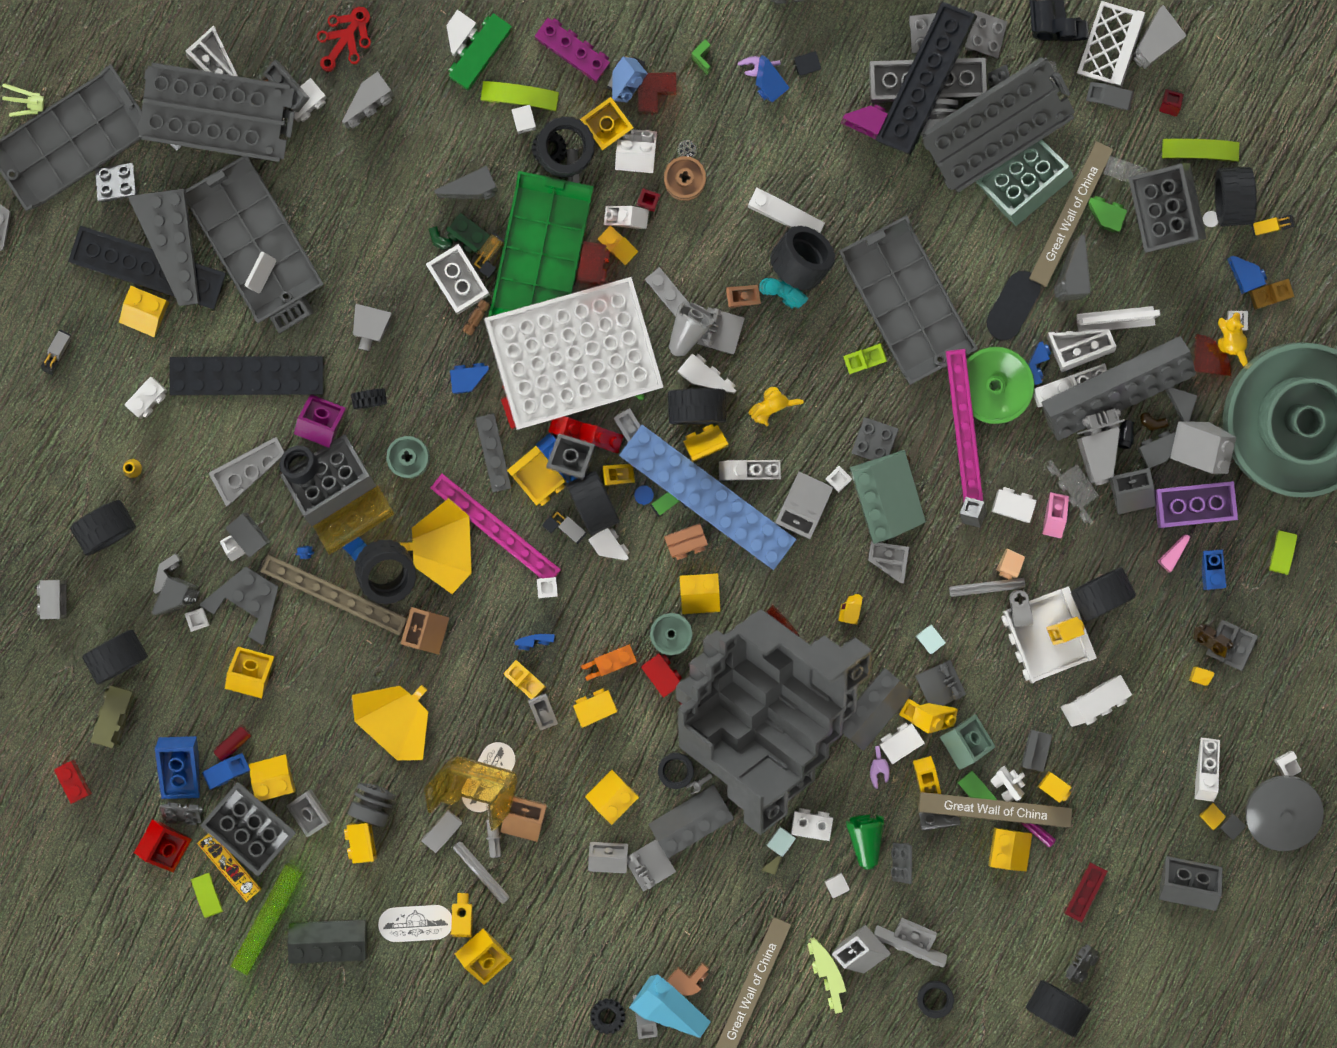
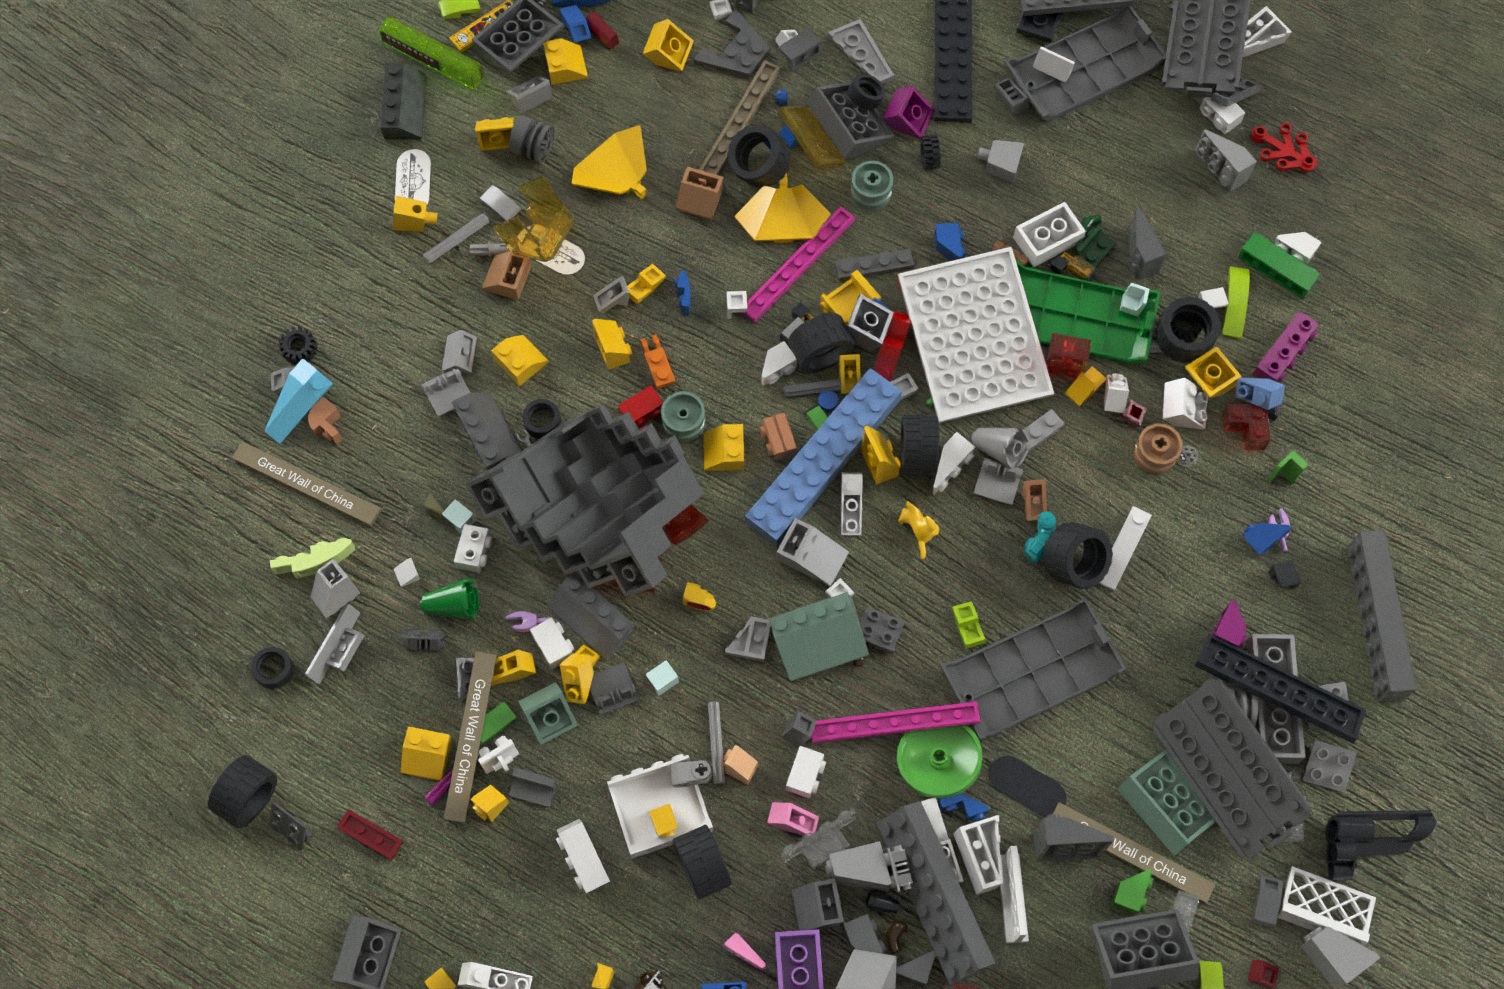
camera: 90 degrees right, 20 degrees down
(483, 956) = (371, 234): yellow slope -> none
(527, 196) = (1134, 299): none -> light aqua panel
(631, 511) = (811, 387): none -> dark grey axle

